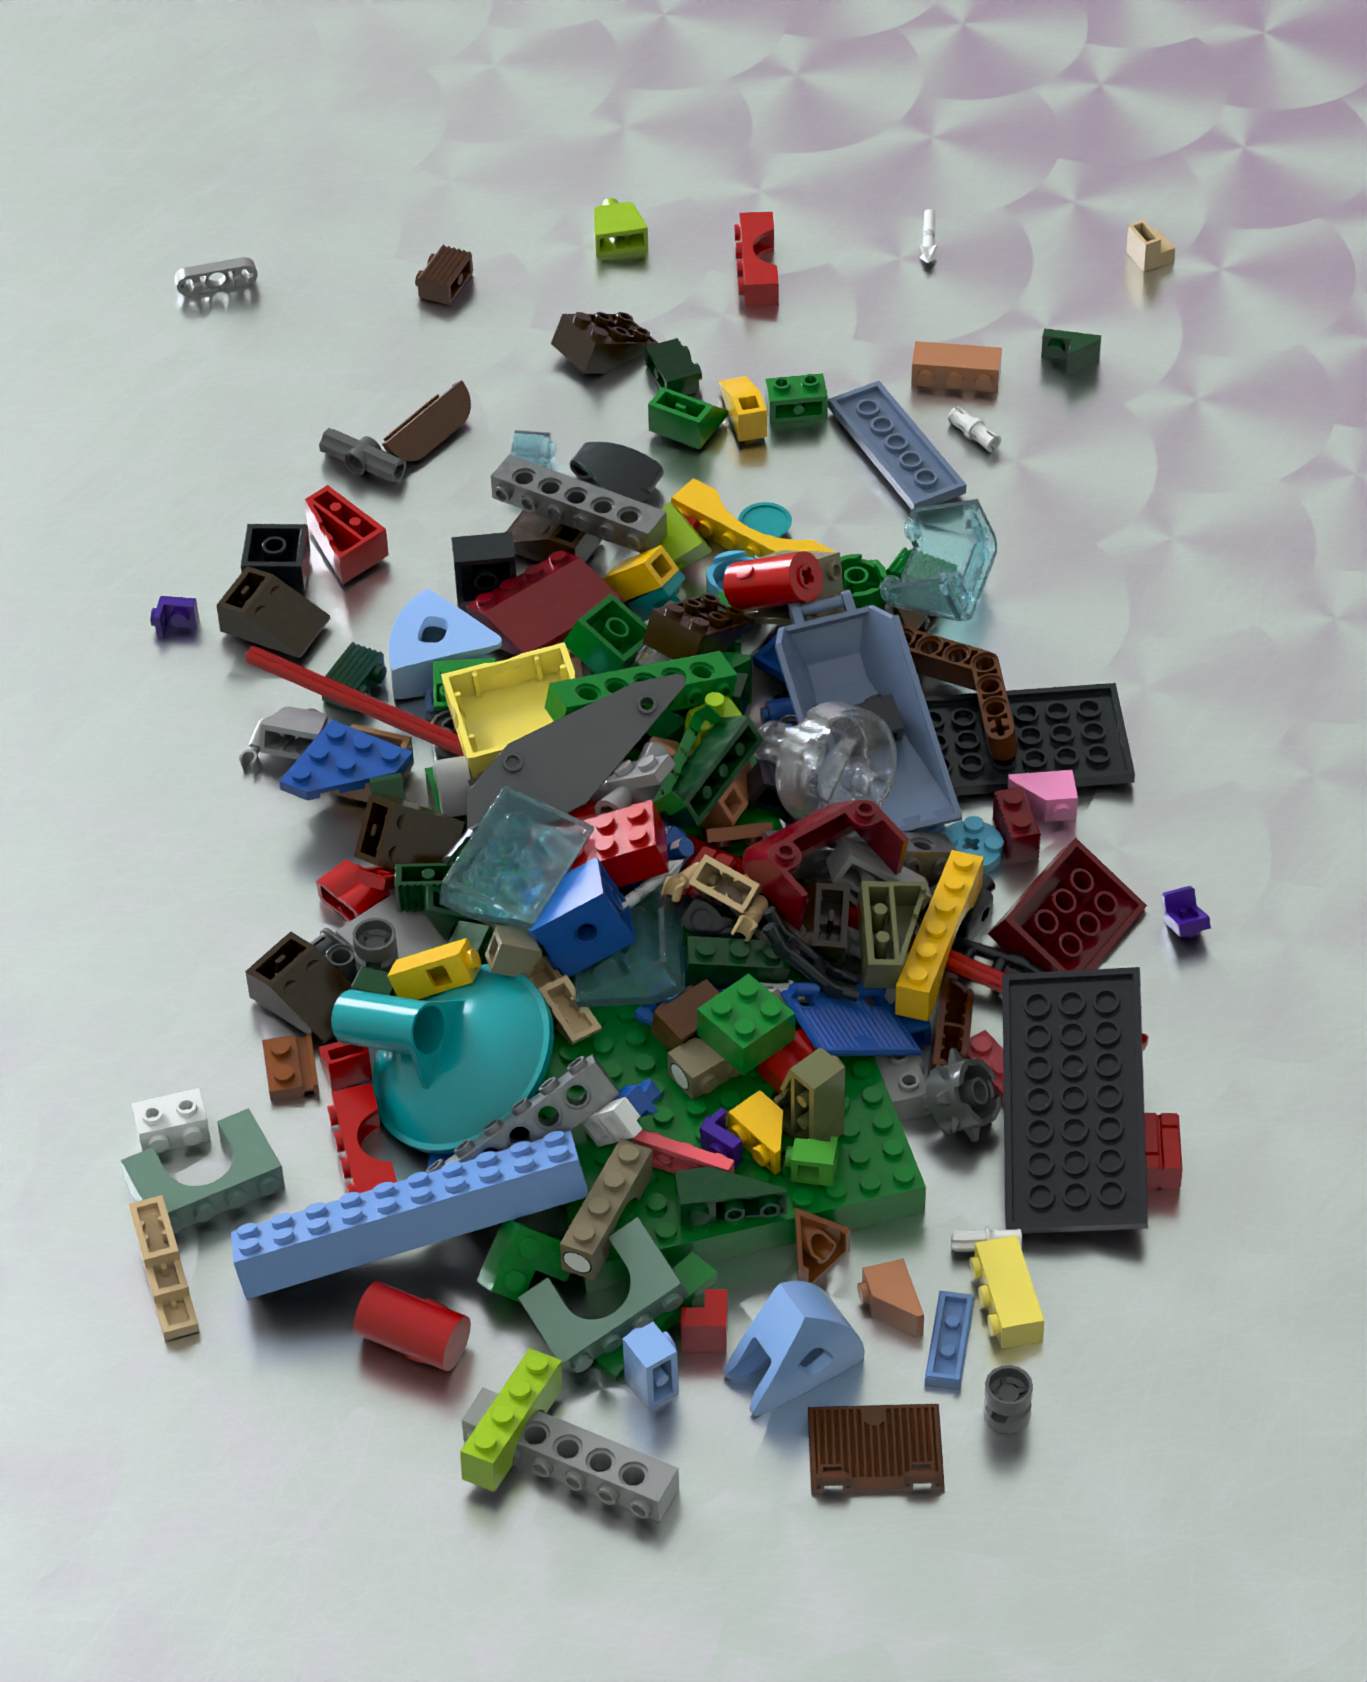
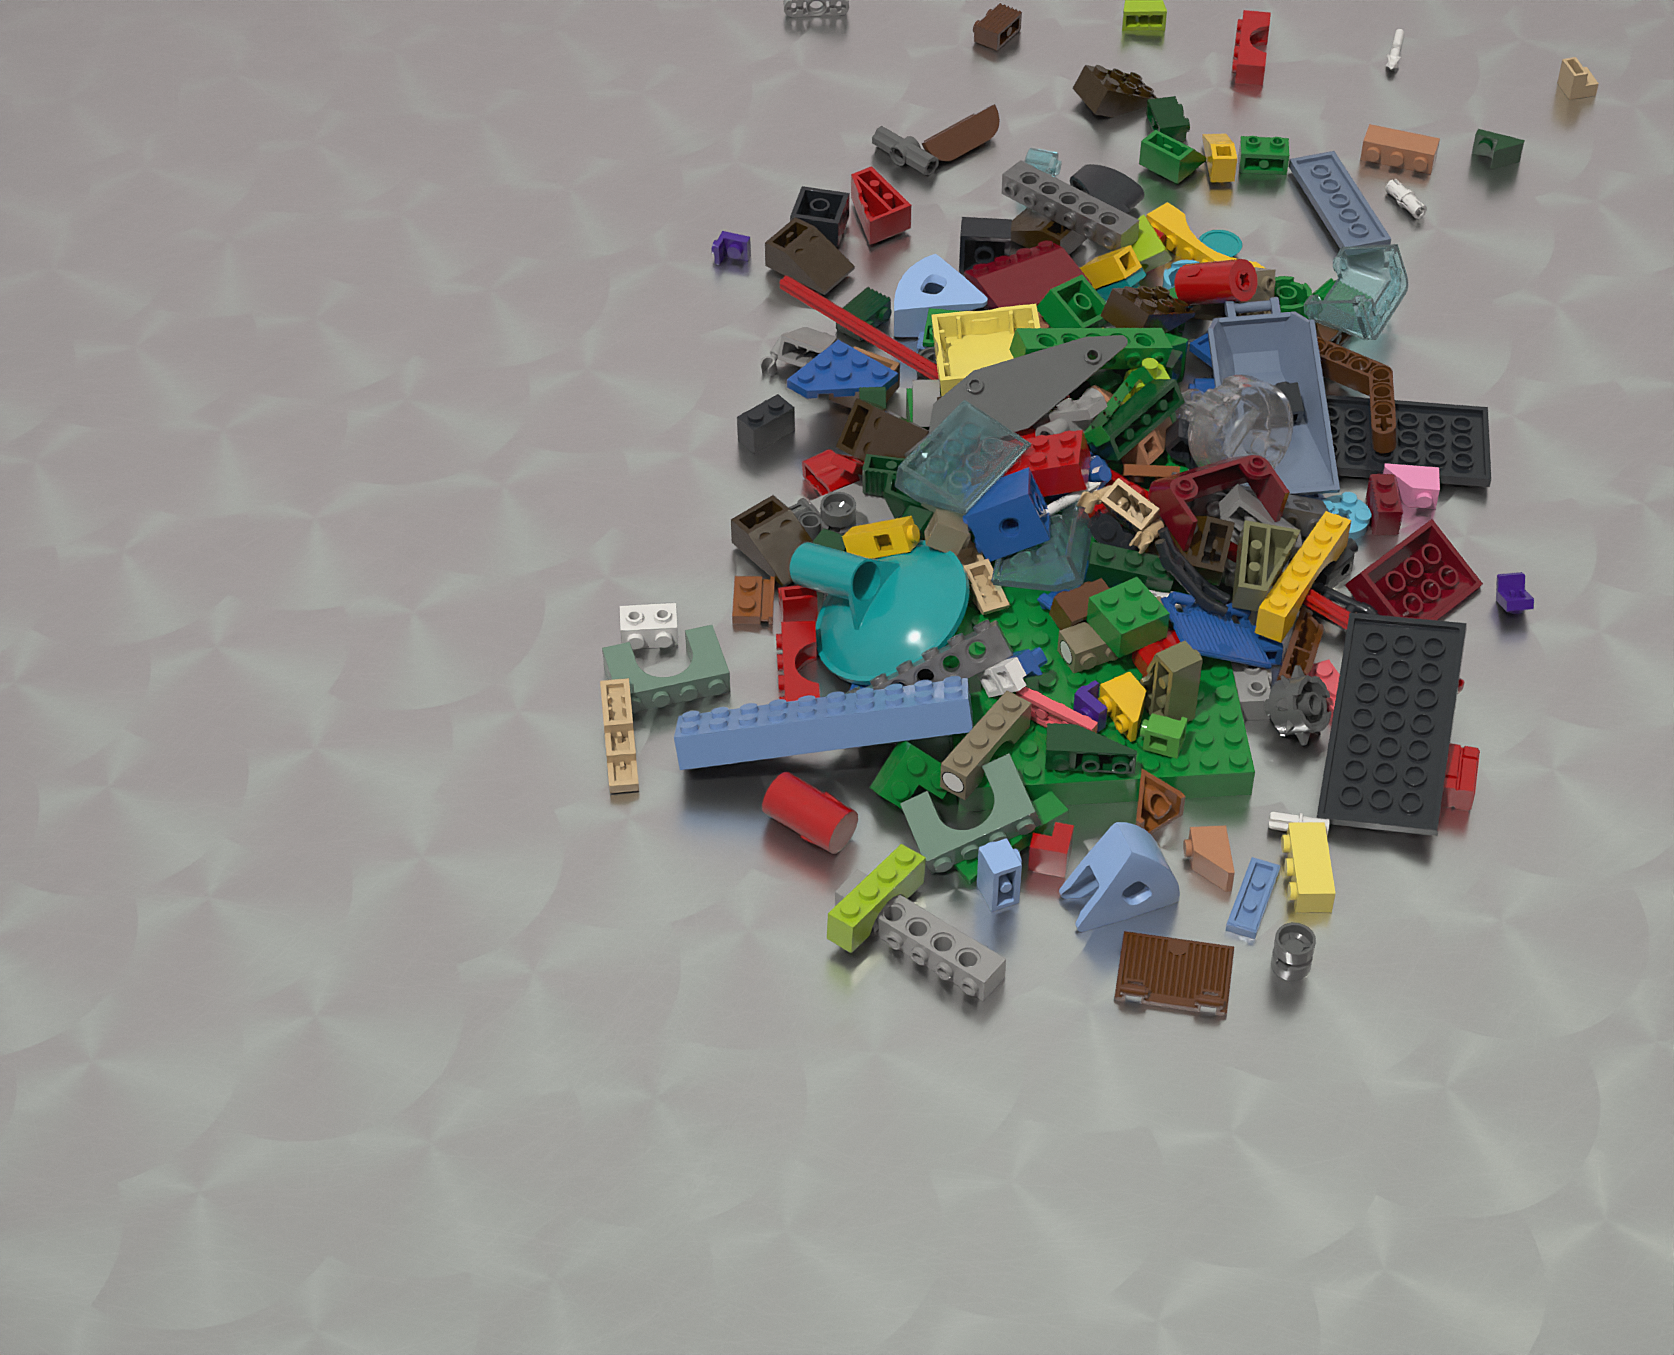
camera: 10 degrees right, 0 degrees up
(262, 838) = (766, 423): none -> black brick

